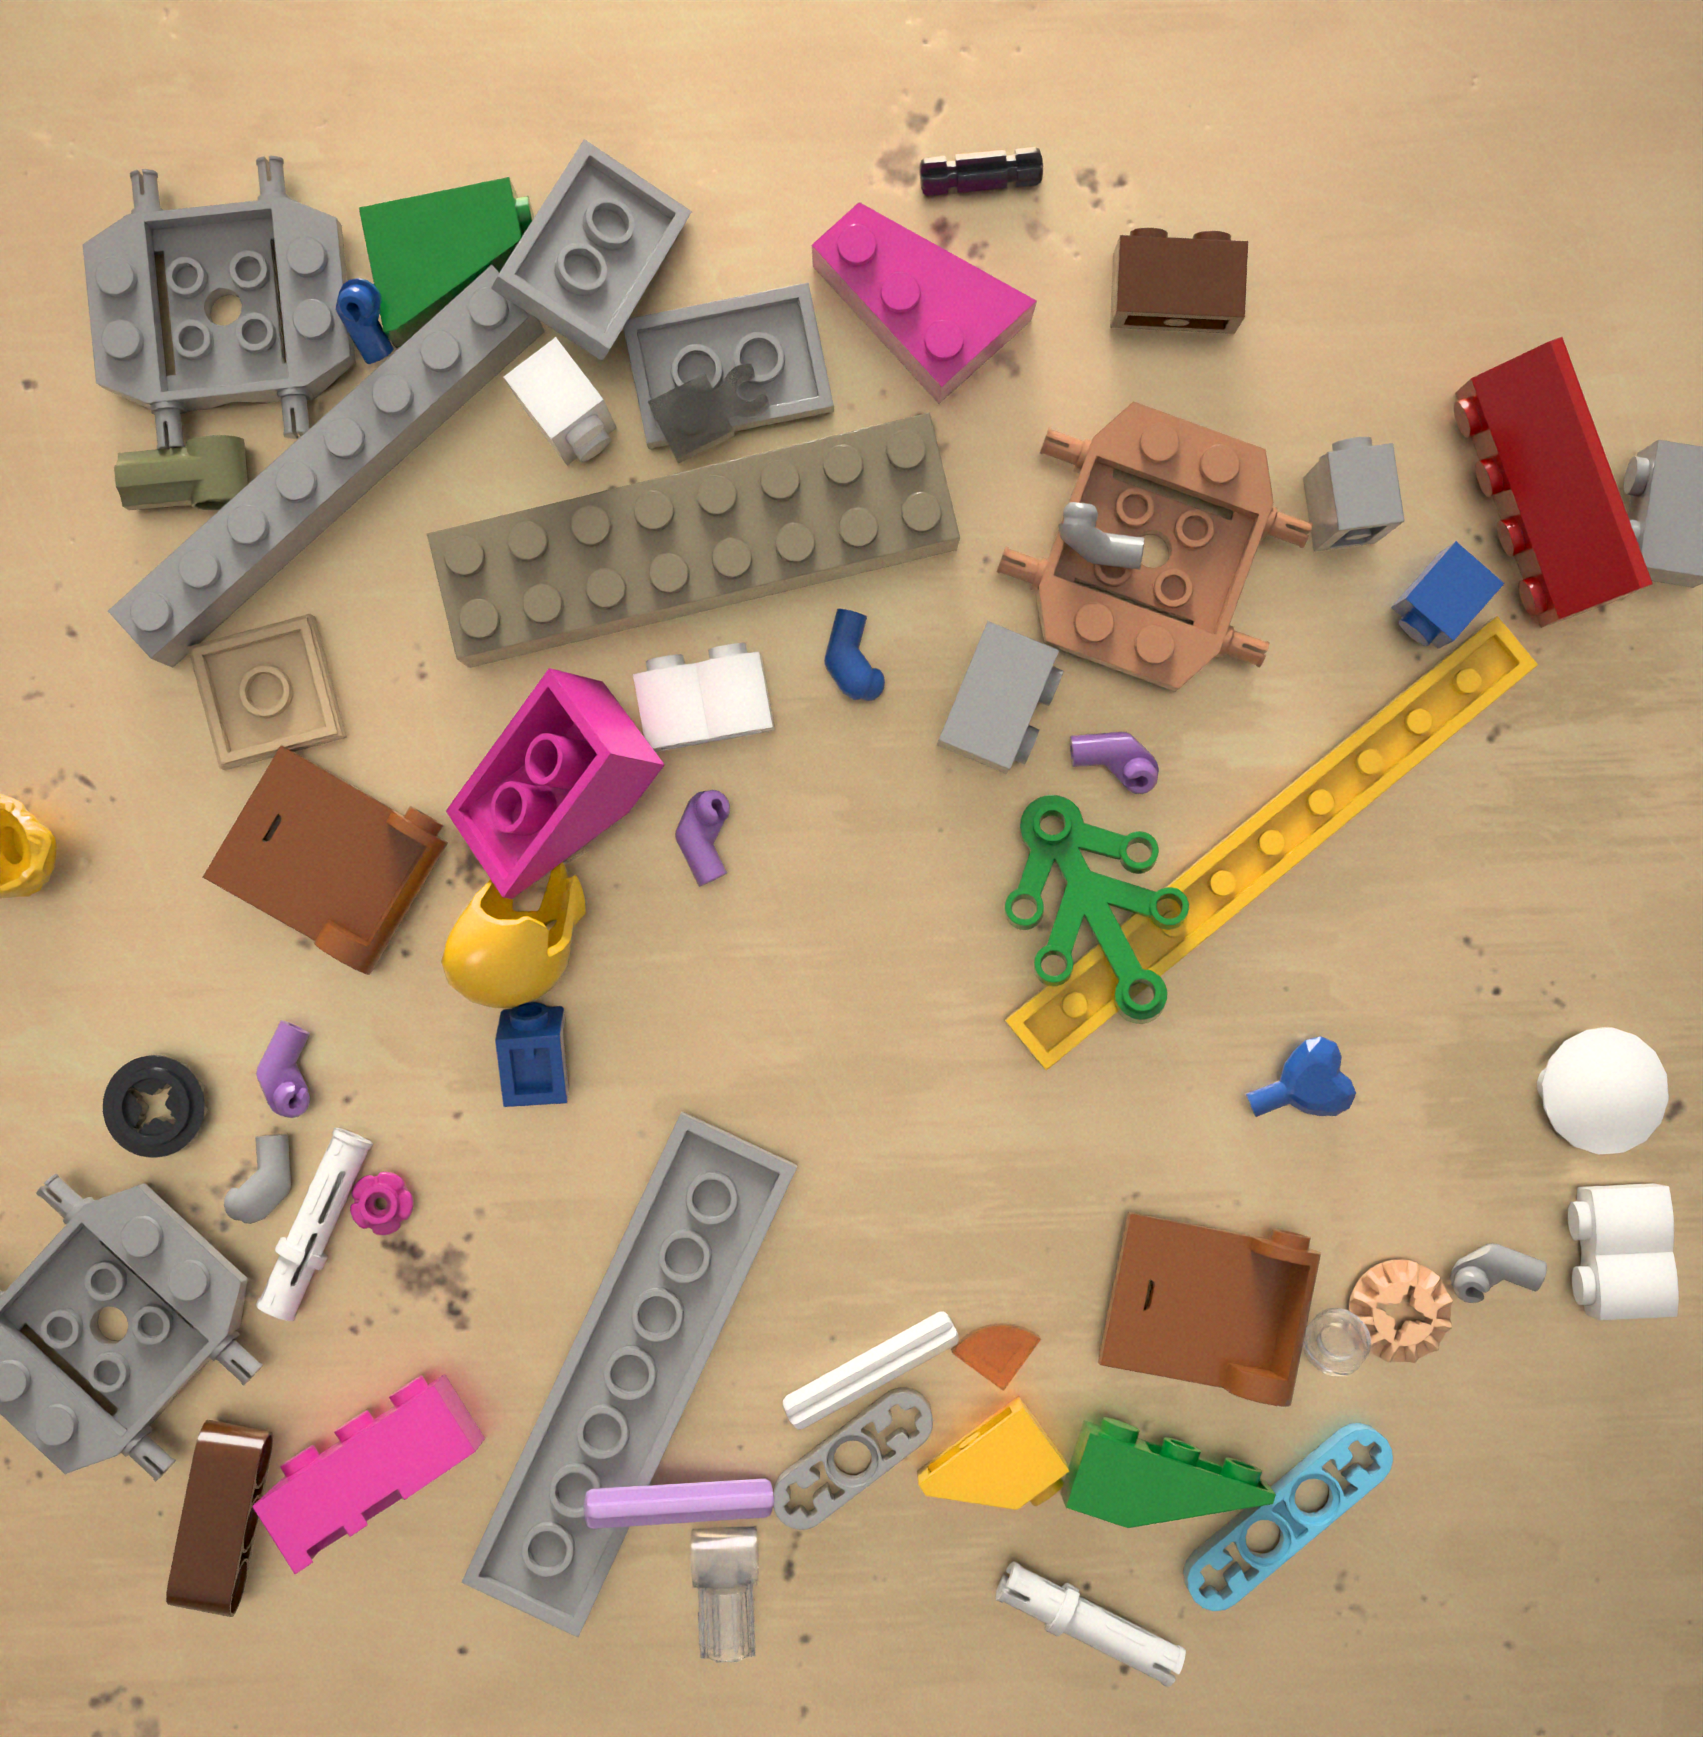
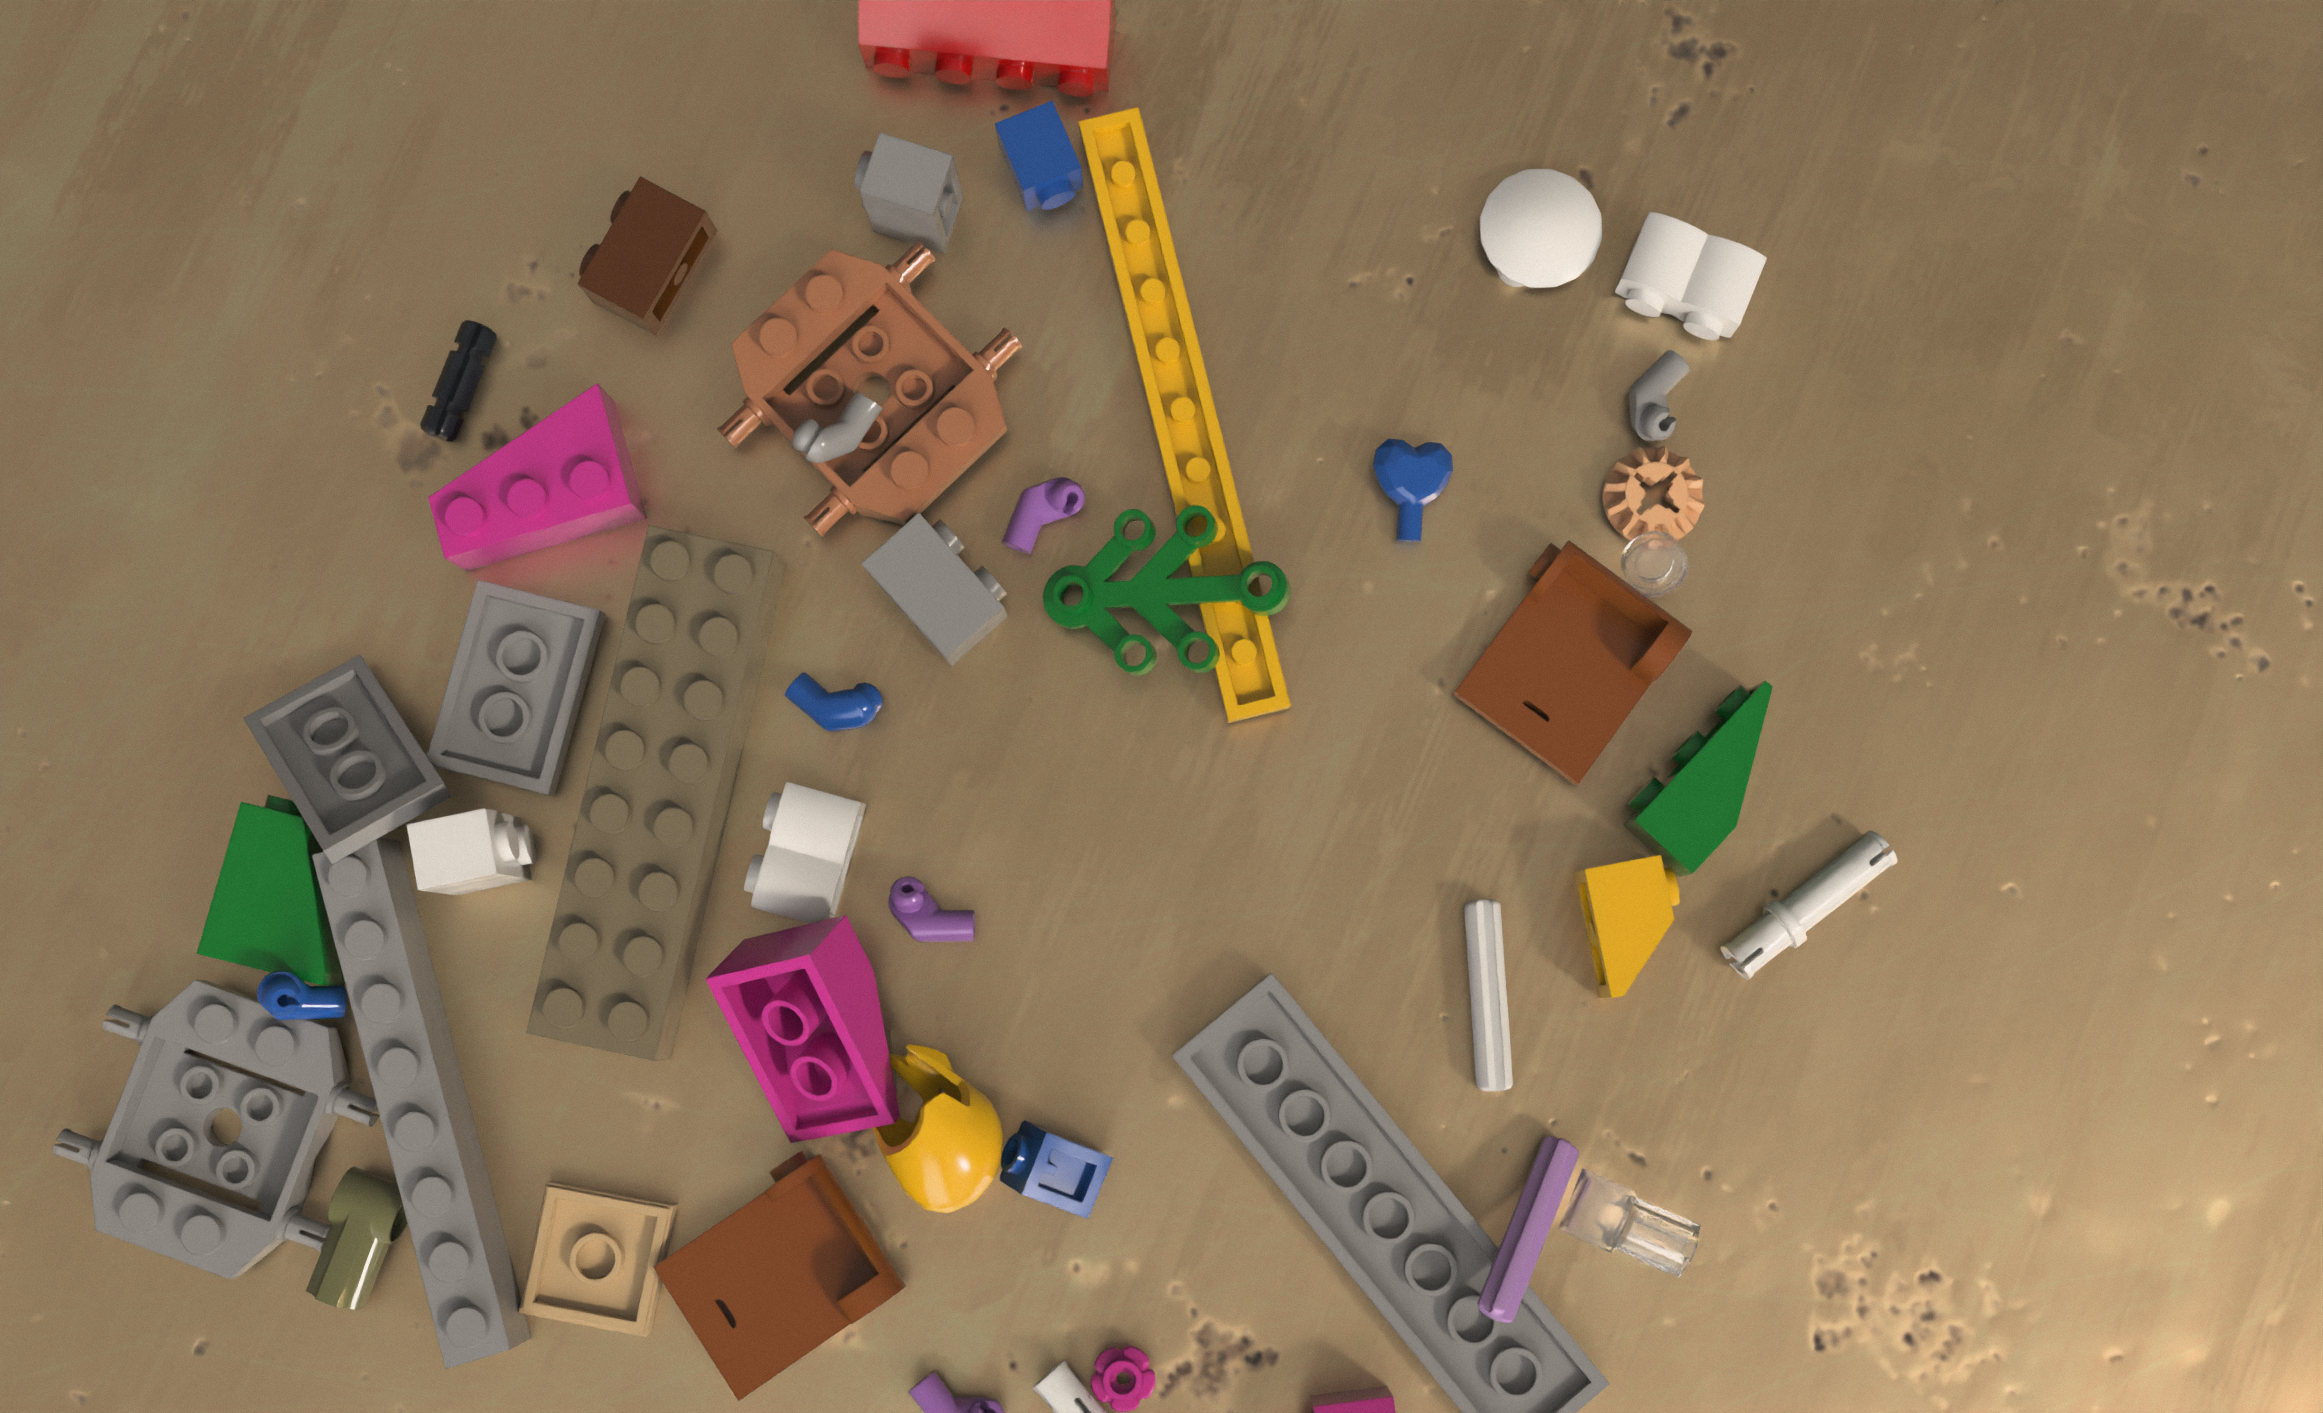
camera: 65 degrees left, 5 degrees down
(697, 416) = (546, 735): clear smoke plate -> none
(805, 1474) = (1557, 1100): light grey beam -> none
(997, 1351) = (1523, 872): clear orange tile -> none
(1295, 1526) = (1802, 680): medium azure beam -> none

